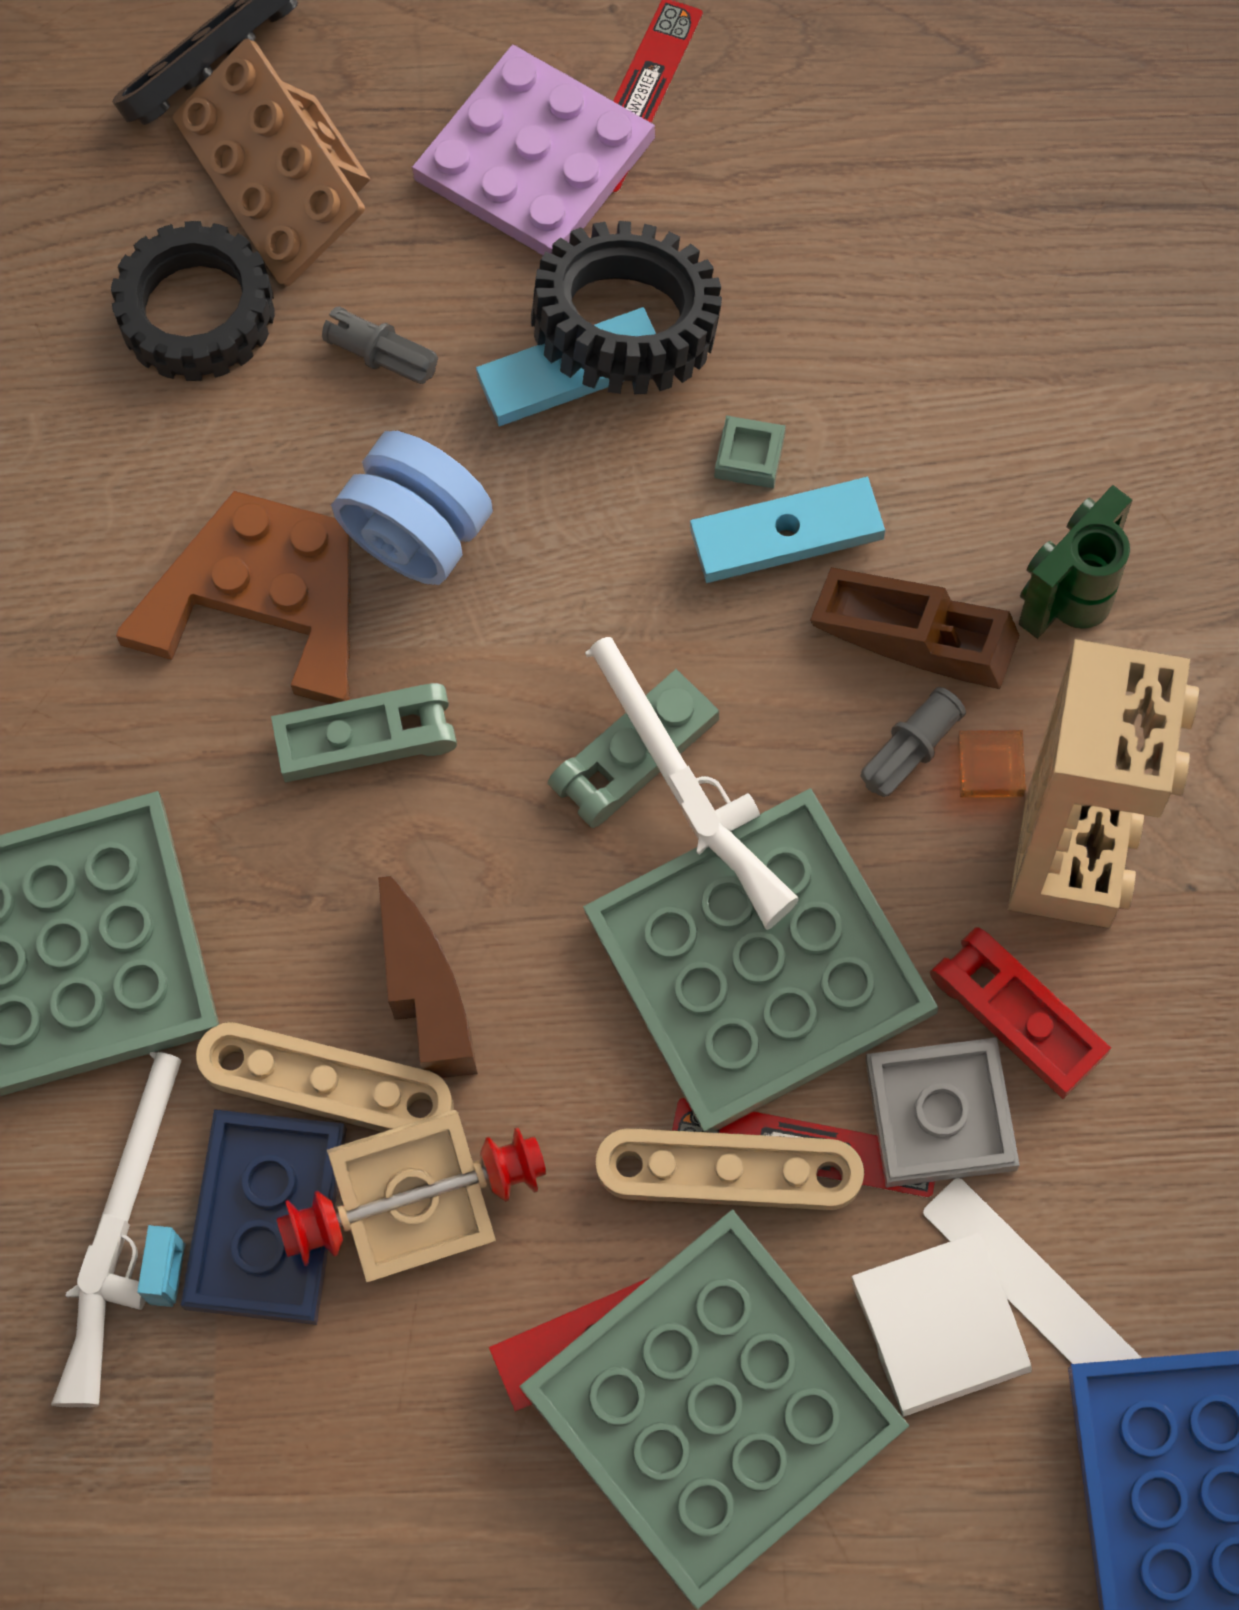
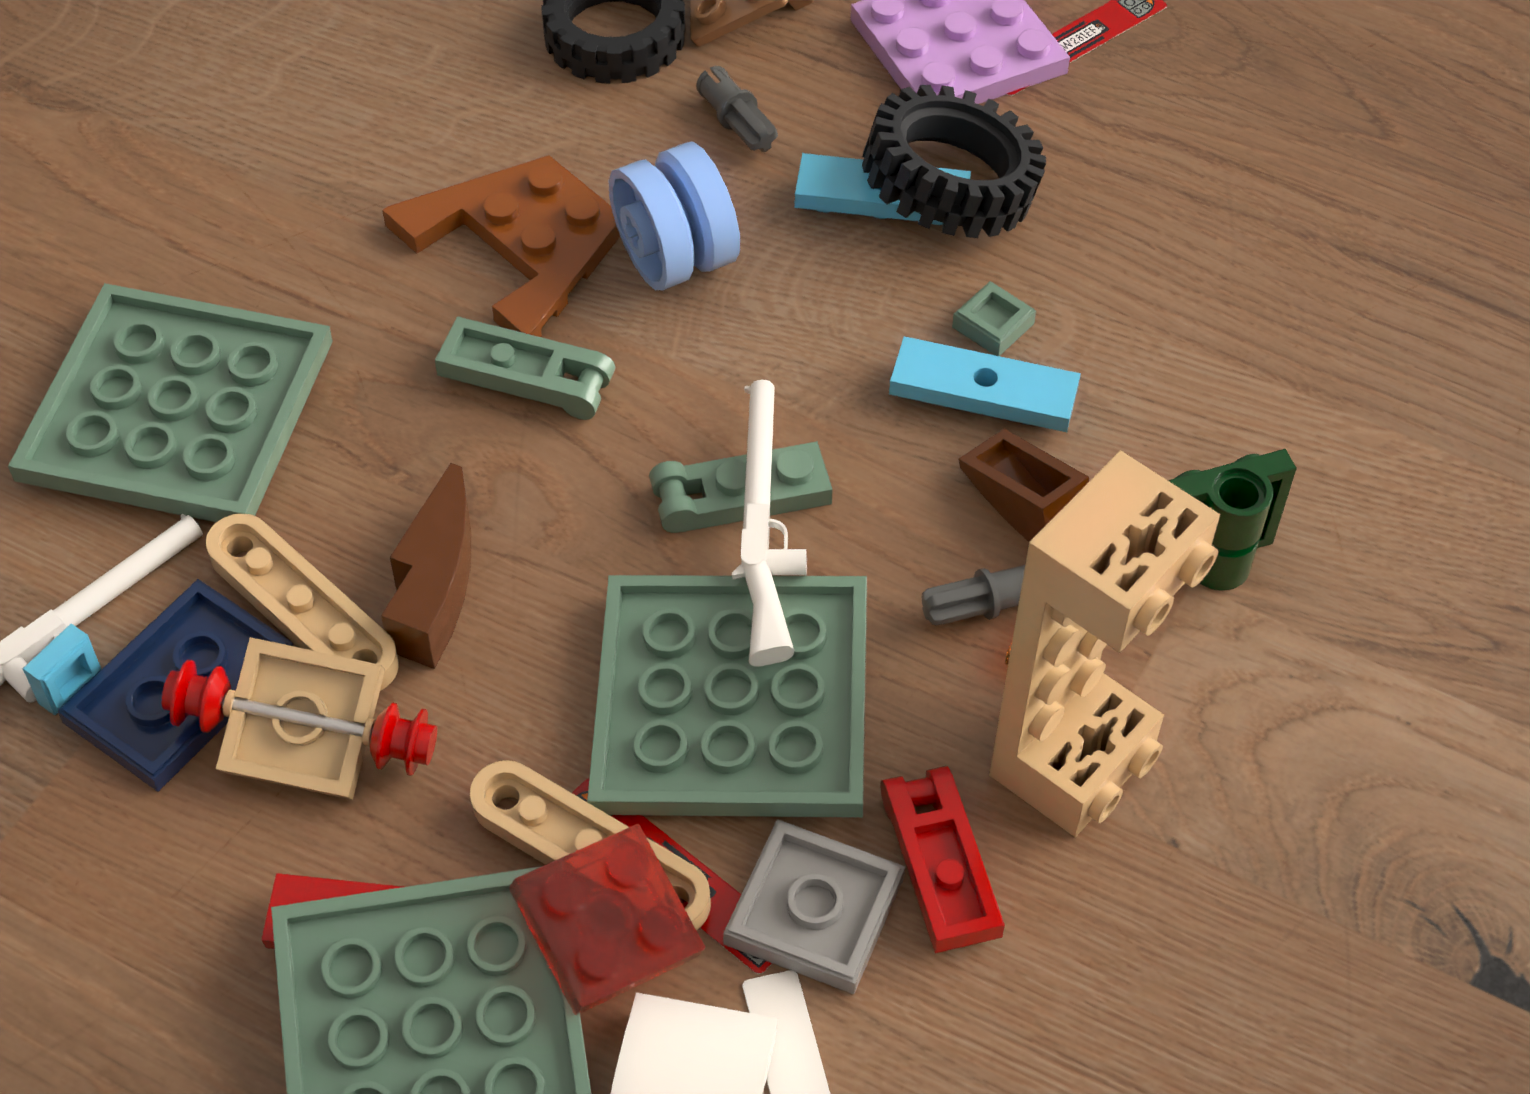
camera: 25 degrees right, 15 degrees down
(801, 1233) = (606, 918): none -> clear red plate

